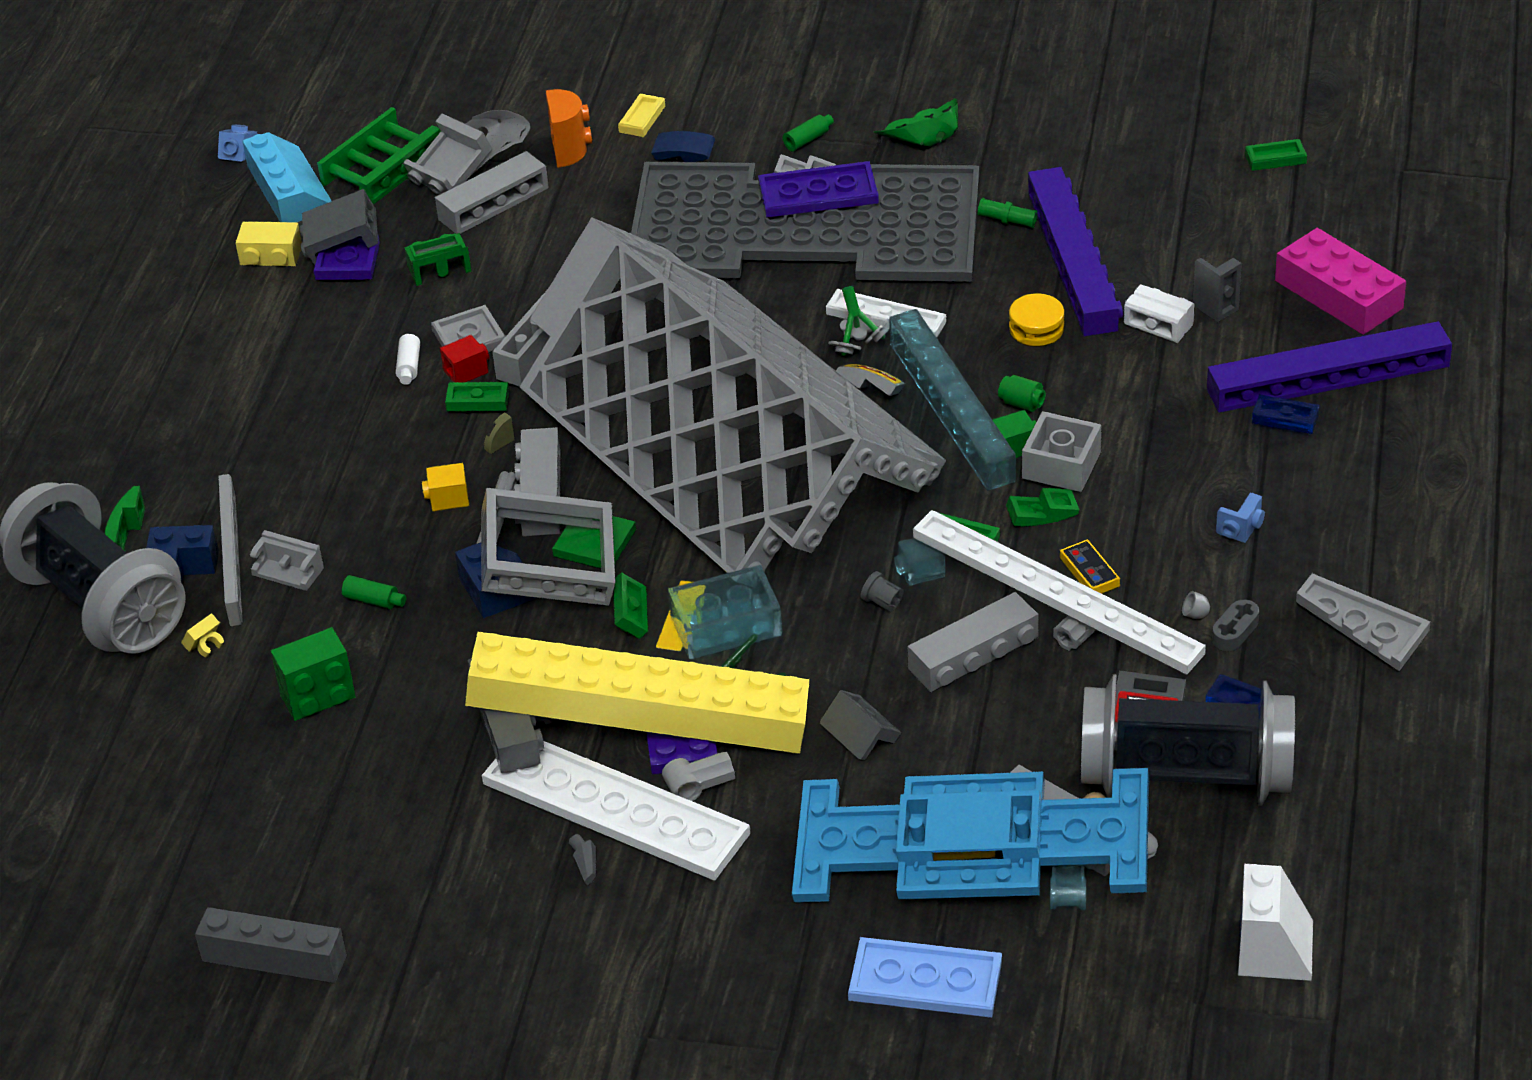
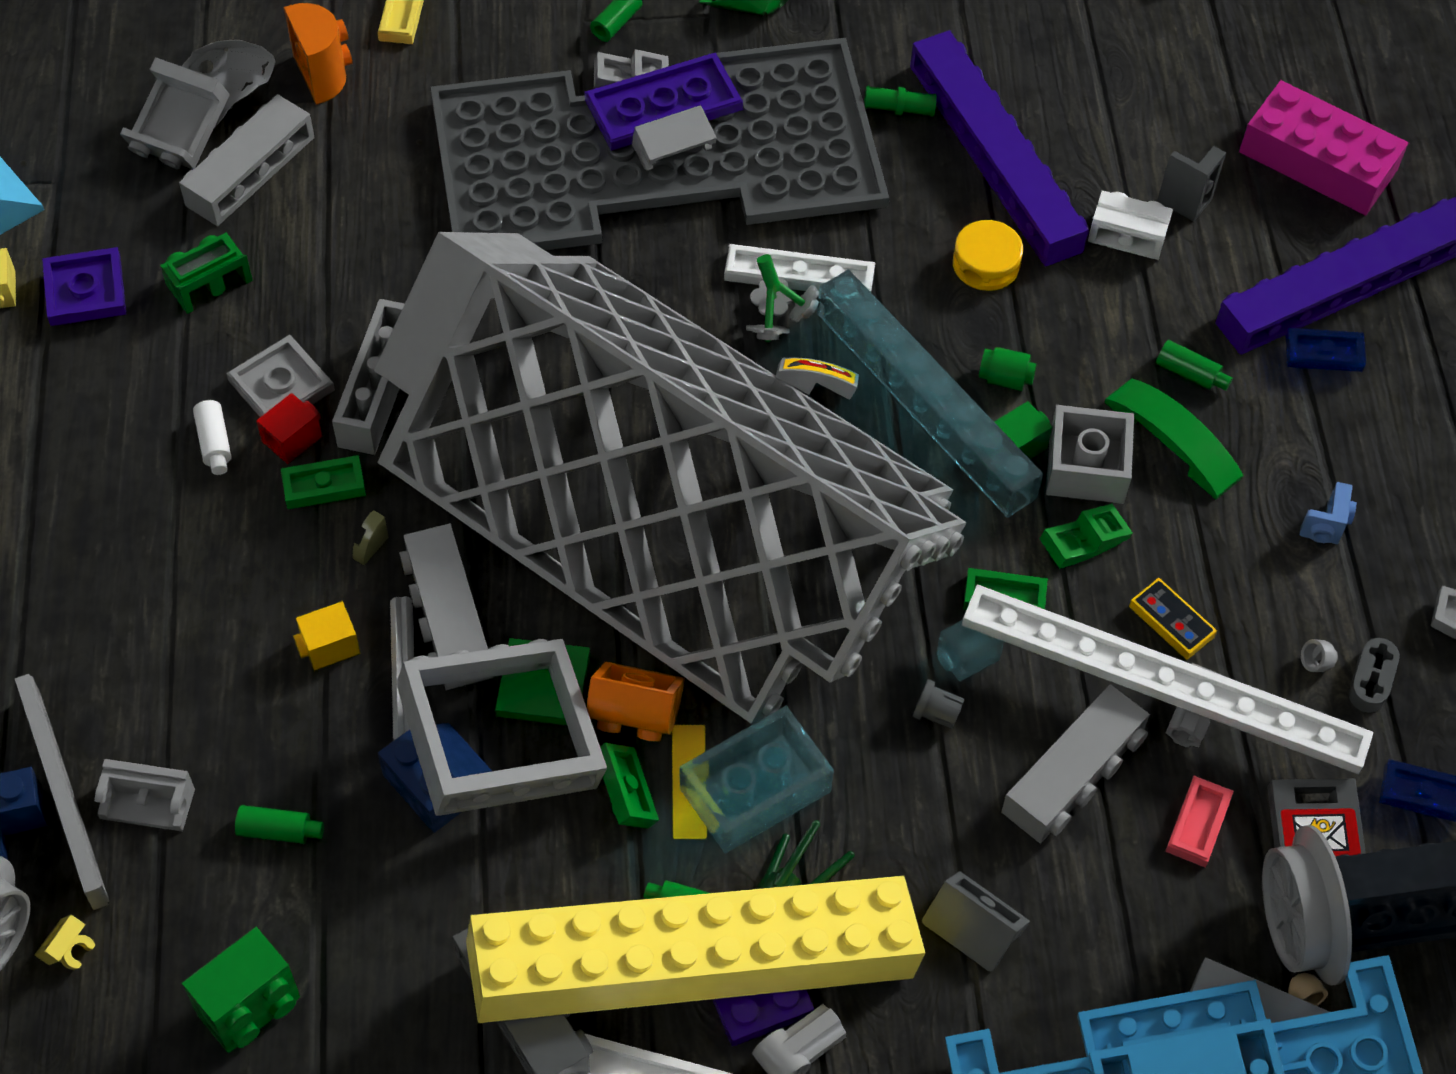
camera: 20 degrees left, 15 degrees up
(338, 223) = (62, 243): dark grey panel -> none
(384, 175) = (102, 147): green fence -> none
(653, 553) = (634, 699): none -> orange brick
(686, 144) = (476, 53): dark blue slope -> none
(813, 207) = (672, 136): none -> light grey hinge
(1057, 695) = (1199, 821): none -> coral tile
(1146, 453) = (1181, 432): none -> green slope
(1172, 411) = (1193, 366): none -> green cylinder

